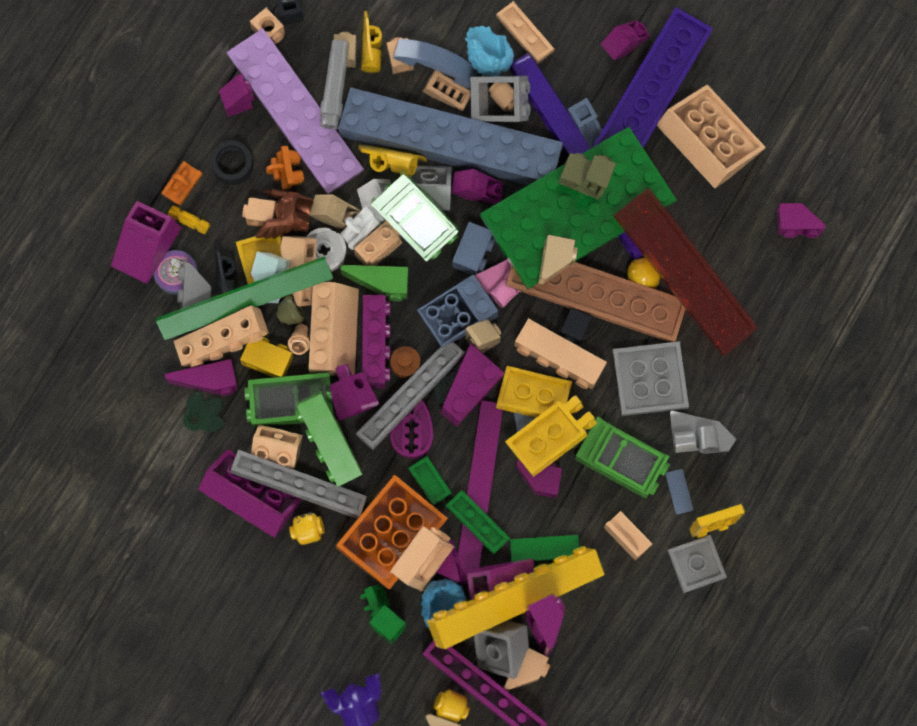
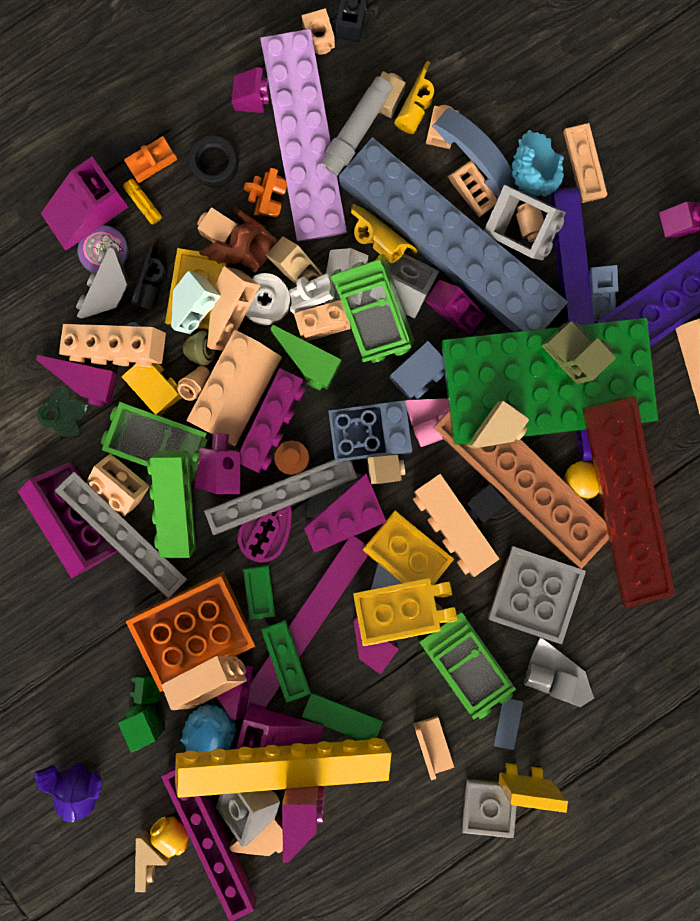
camera: 25 degrees right, 10 degrees up
(243, 297) = (152, 314): green tile -> none
(307, 528) = (109, 584): yellow head -> none

